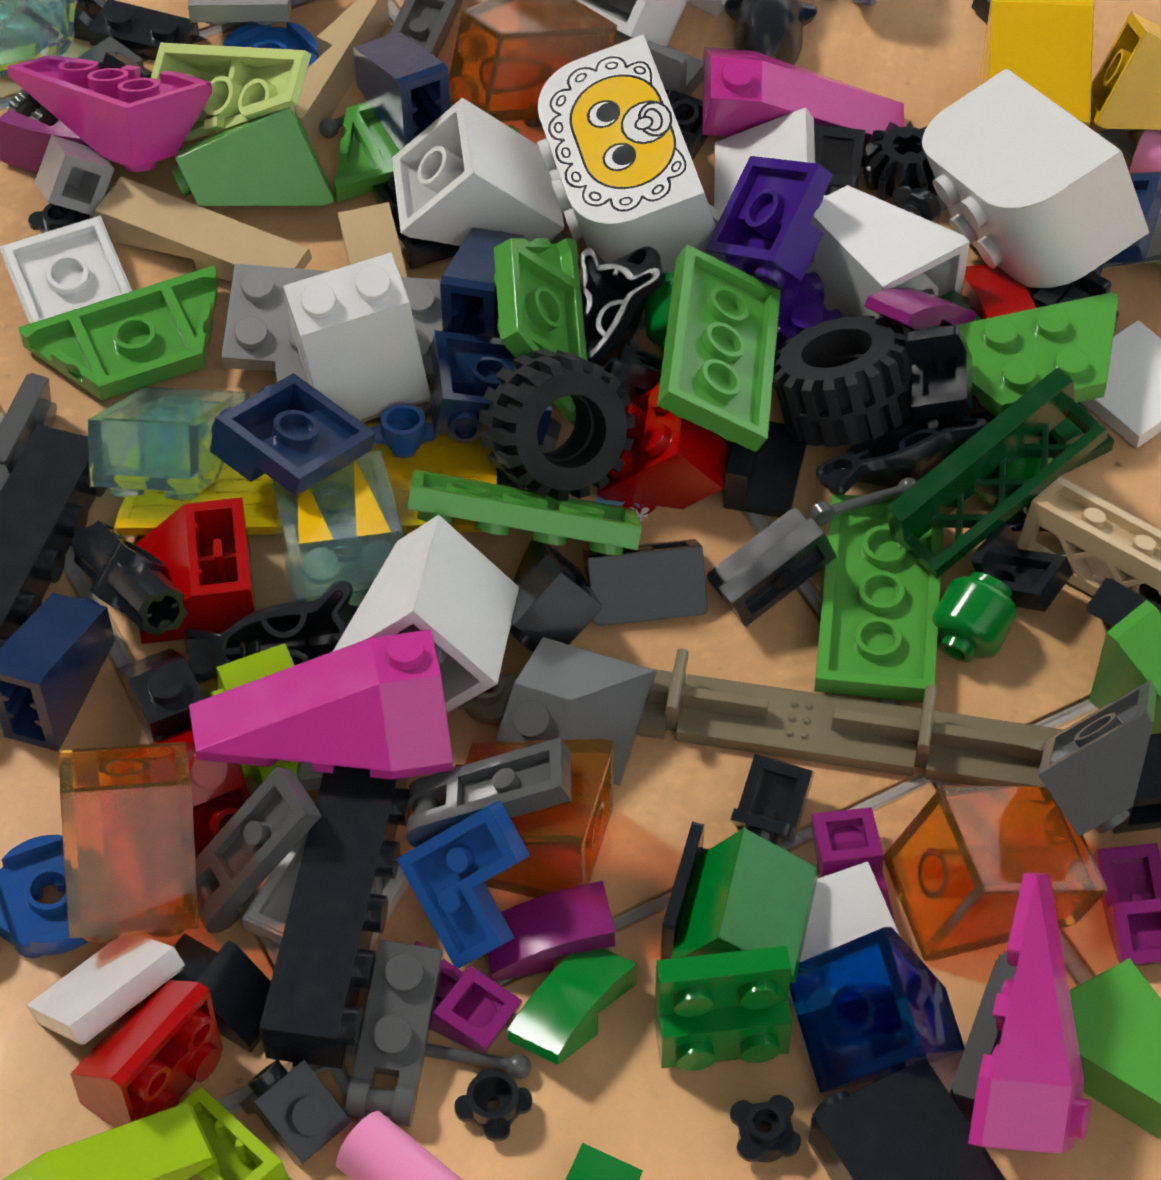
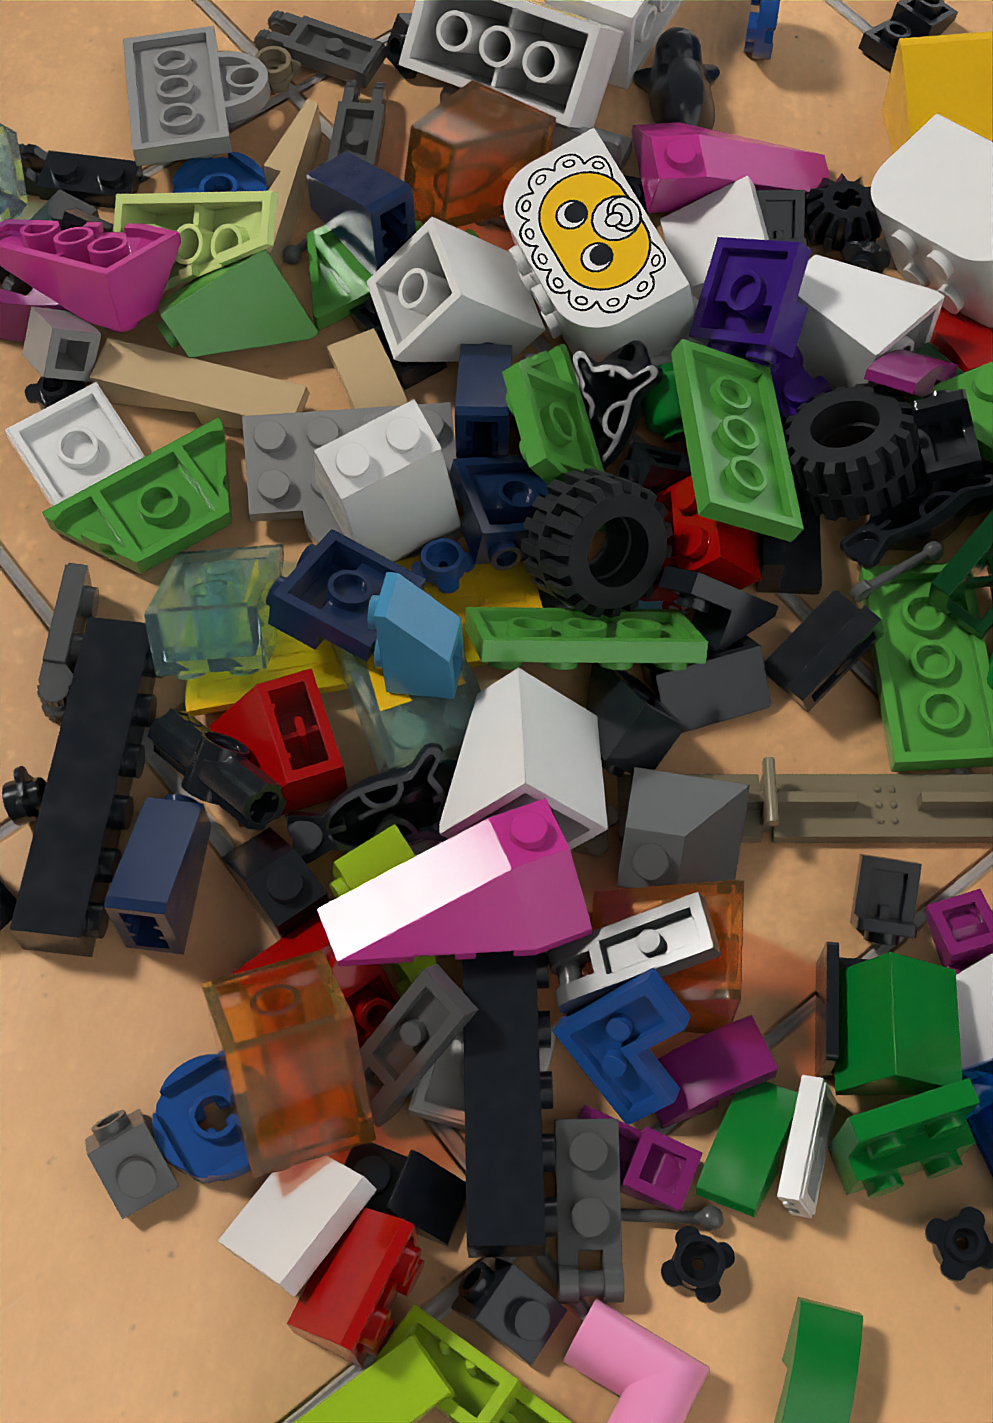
camera: 10 degrees left, 10 degrees up
(345, 476) = (416, 640): none -> dark azure slope
(625, 1015) = (807, 1147): none -> white tile
(675, 508) = (721, 611): none -> black slope

